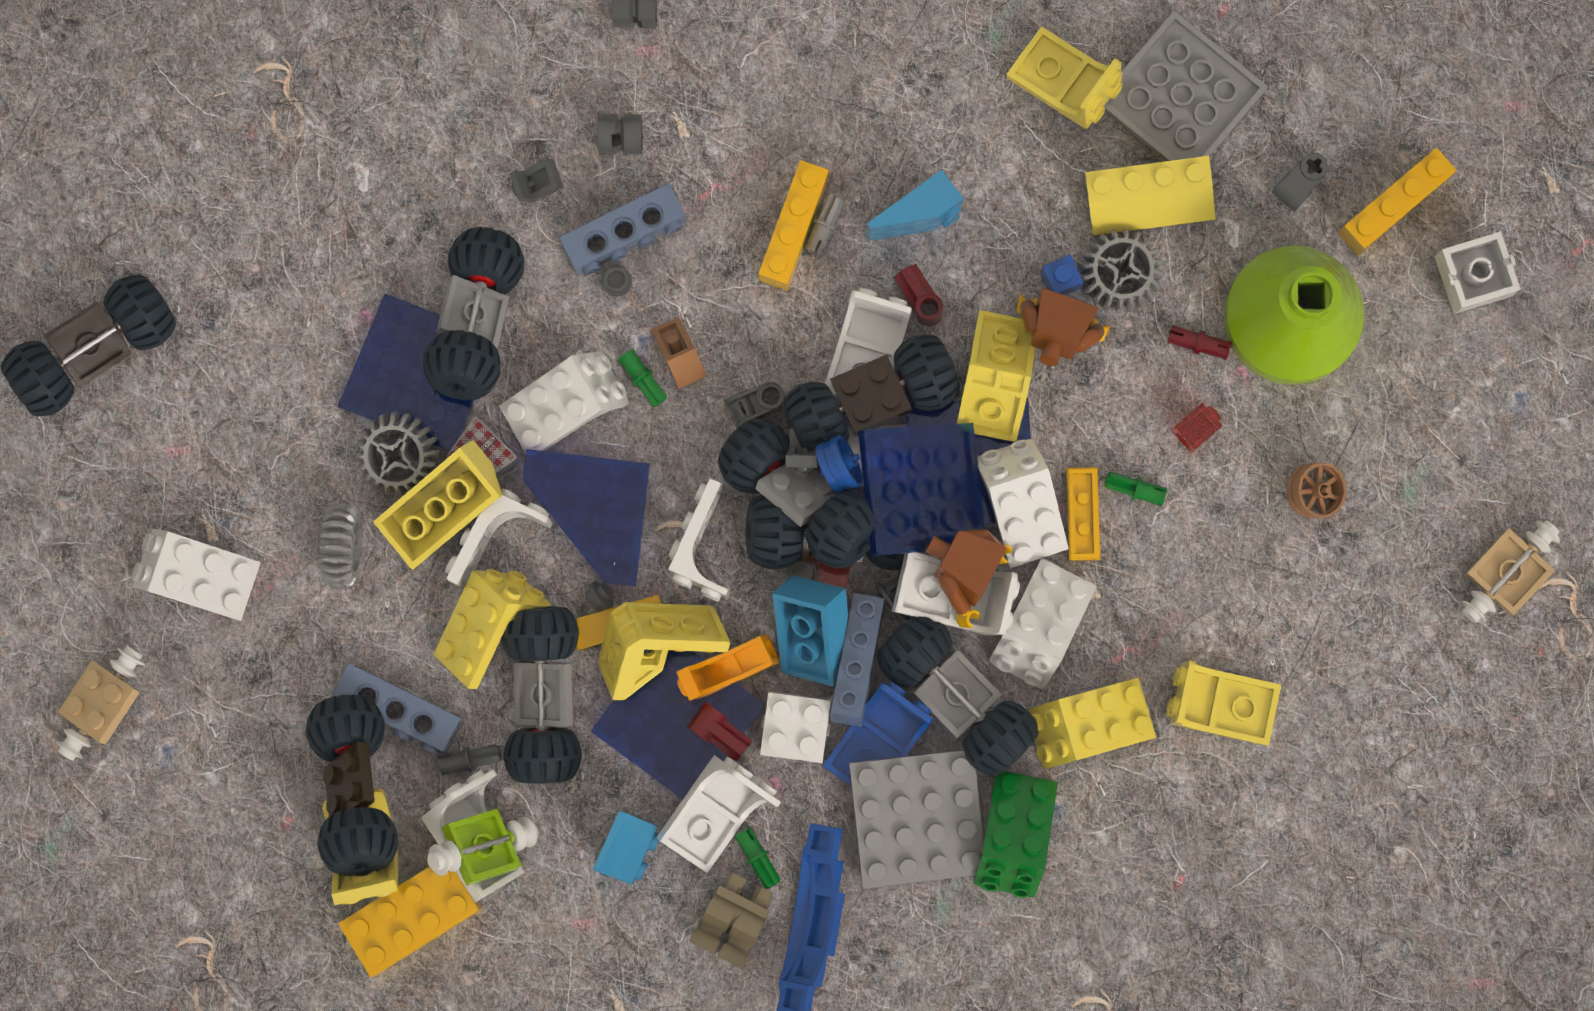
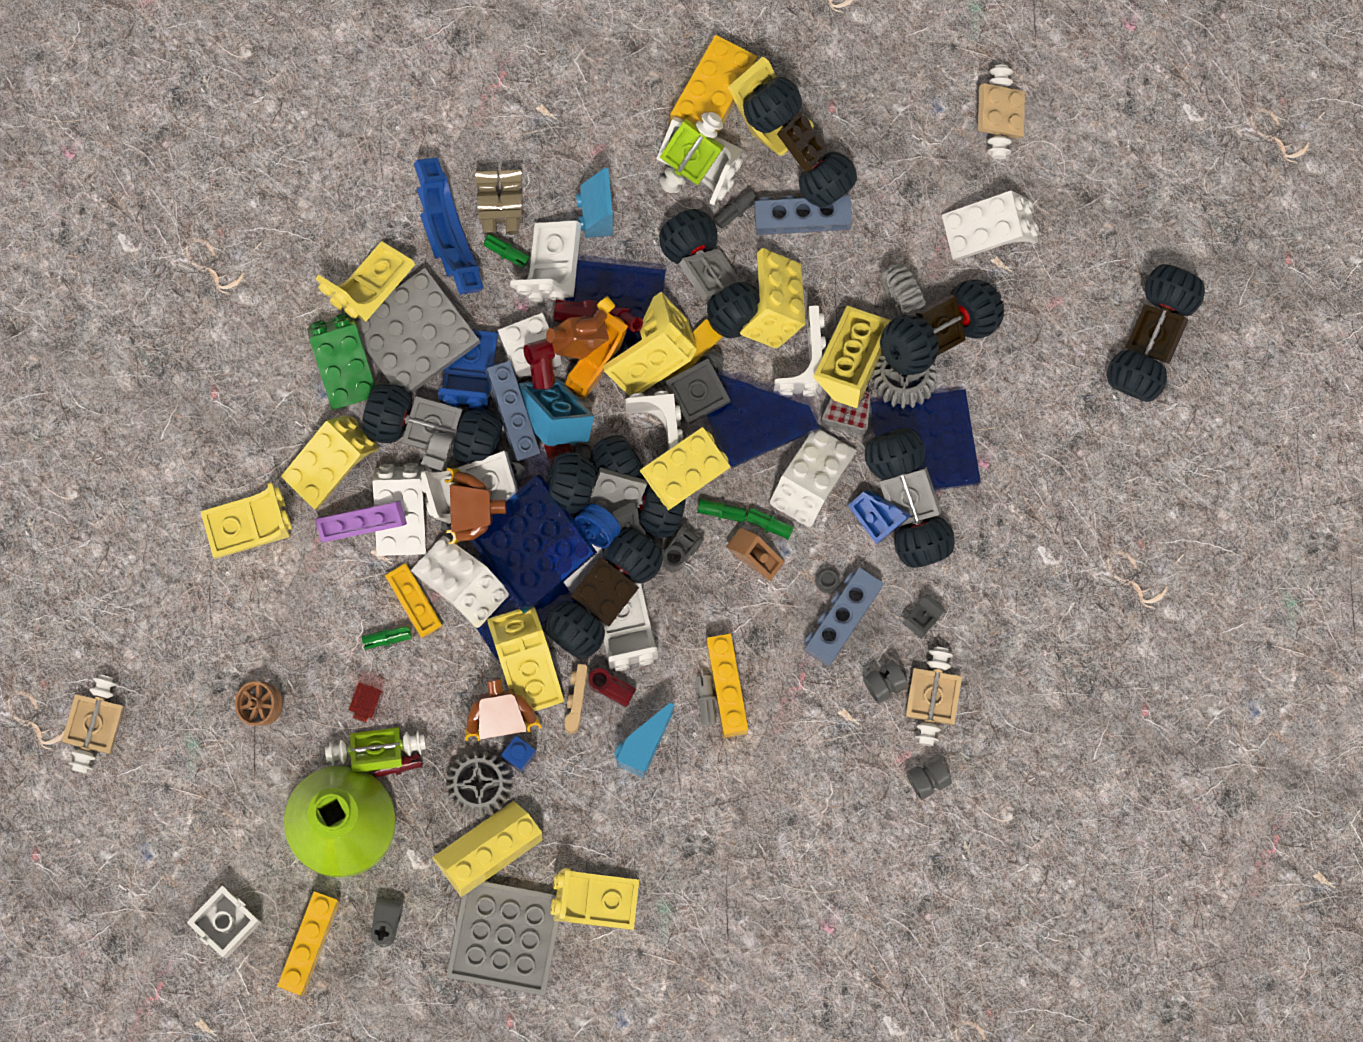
camera: 145 degrees right, 5 degrees down
(365, 473) = (916, 341): none -> black plate
(519, 317) = (877, 515): none -> wing
(577, 91) = (933, 696): none -> tan plate
(636, 565) = (698, 391): none -> dark grey plate
(672, 696) = (633, 322): none -> dark red pin
(687, 422) = (722, 510): none -> green axle
(703, 475) = (685, 468): none -> light yellow bracket
(735, 690) = (581, 335): none -> dark orange torso
(796, 695) = (539, 357): none -> dark red piece
(936, 905) = (369, 283): none -> light yellow bracket
(965, 302) = (575, 700): none -> tan hinge
(969, 654) = (438, 451): none -> light grey leg
(1097, 626) = (361, 521): none -> medium lavender plate
(1215, 367) = (375, 749): none -> lime plate

